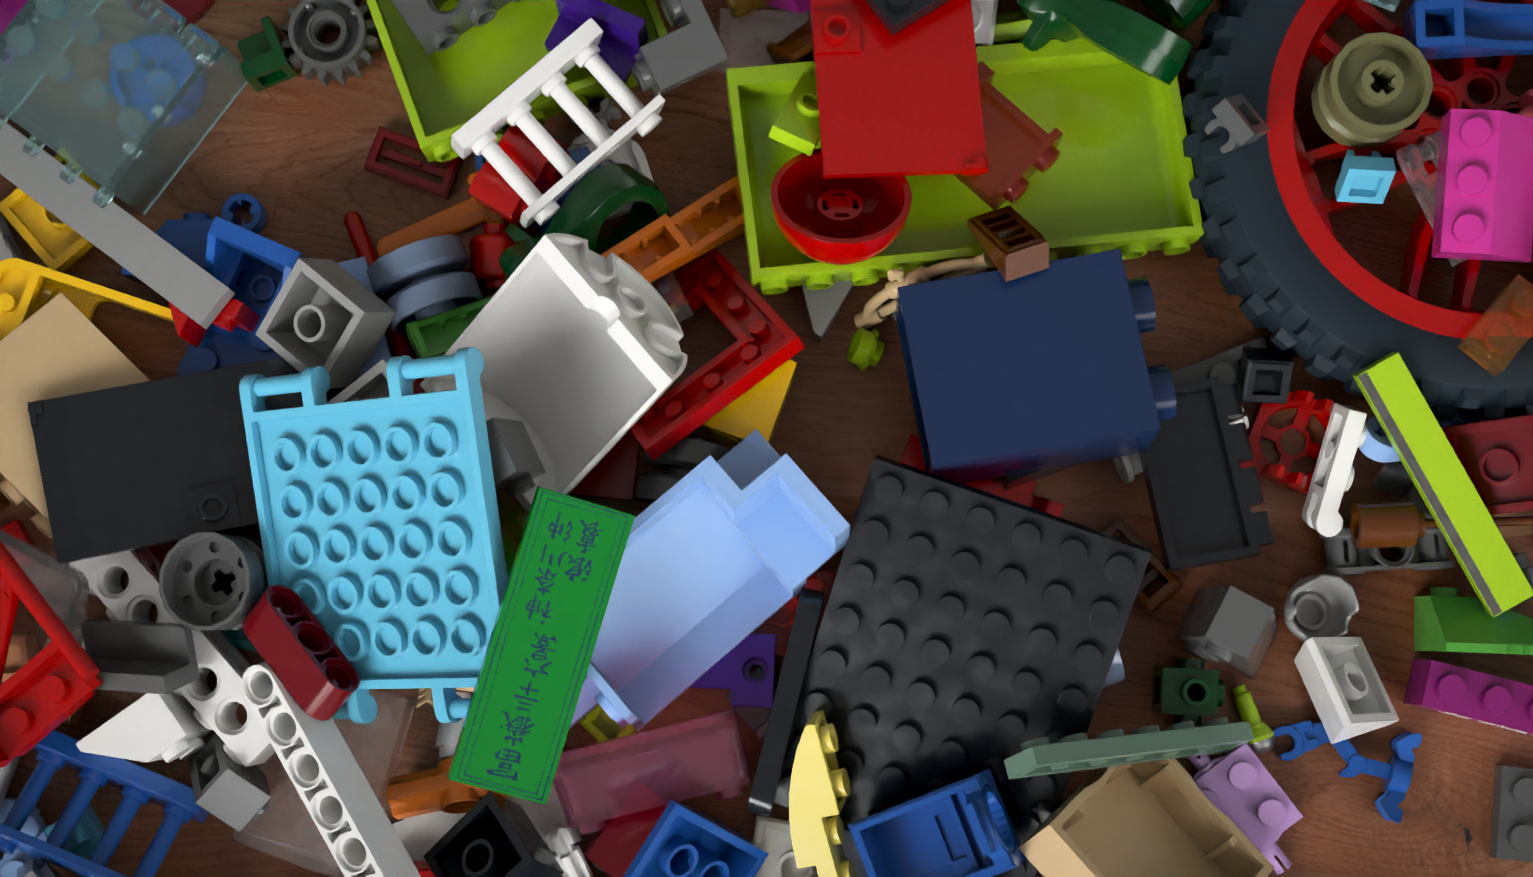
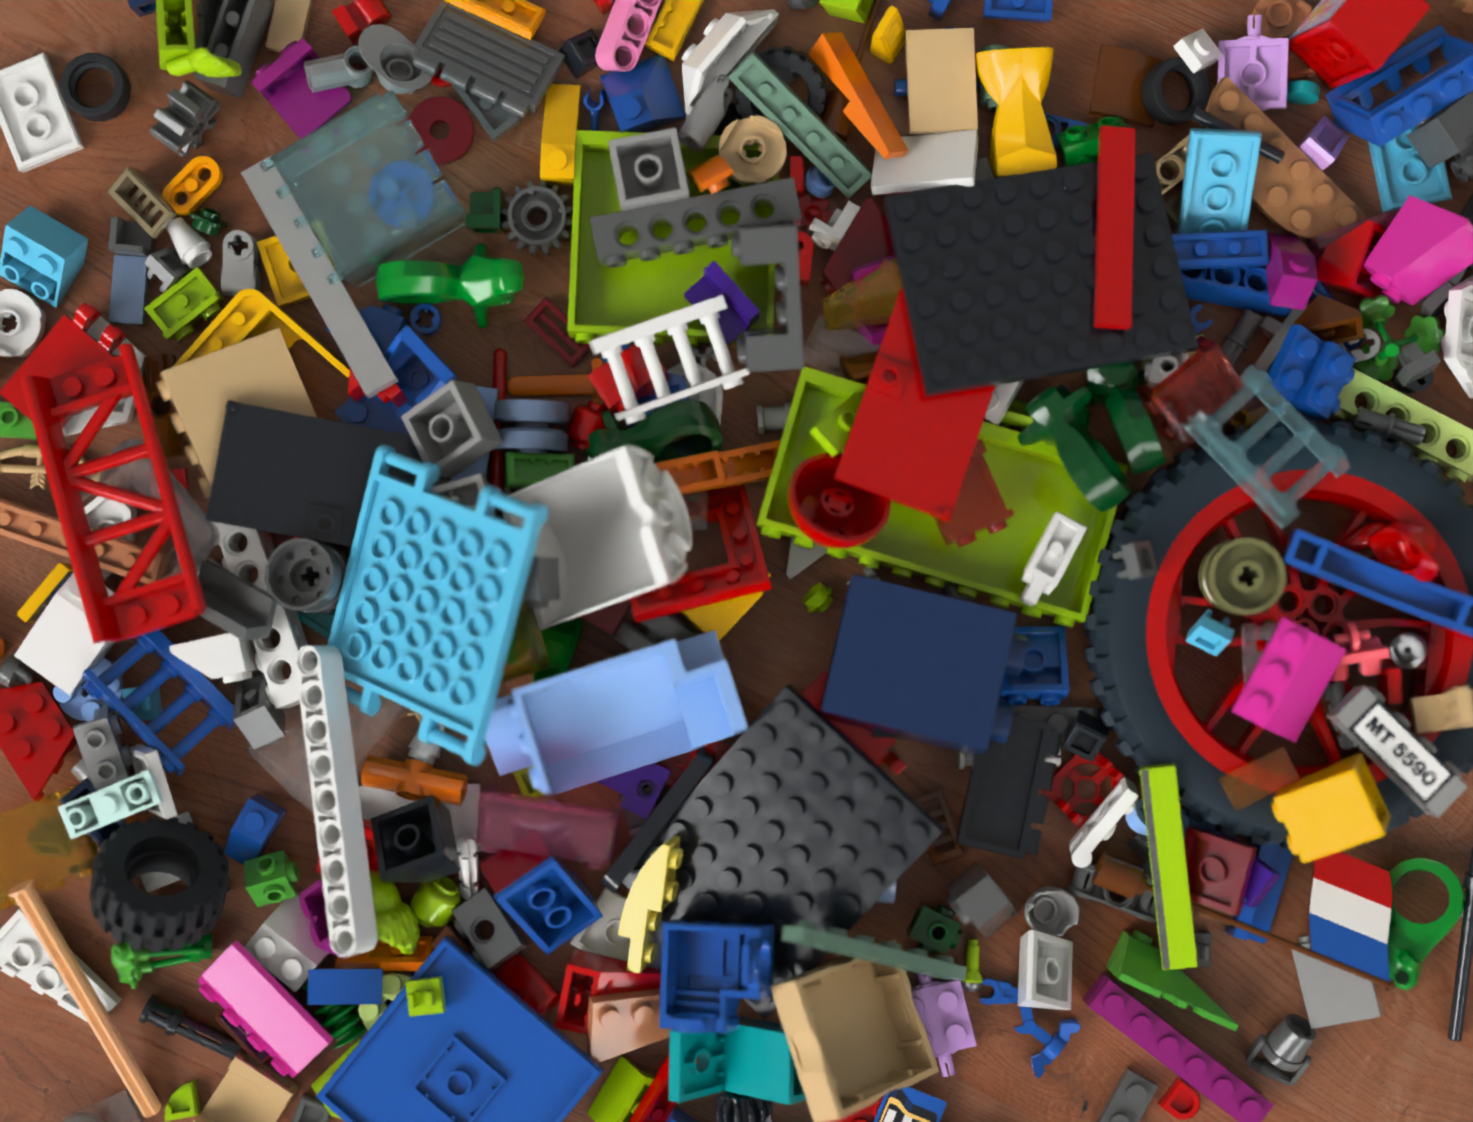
camera: 25 degrees right, 5 degrees up
(236, 159) = (478, 282): none -> green animal
(300, 652) = (344, 650): dark red beam -> none
(541, 646) = (507, 721): green tile -> none
(714, 155) = (771, 417): none -> light grey bush
(875, 313) = (873, 571): tan piece -> none
(1010, 242) = (940, 593): reddish brown slope -> none
(1128, 171) = (1051, 557): none -> white hinge
(1183, 316) = (1044, 669): none -> blue plate

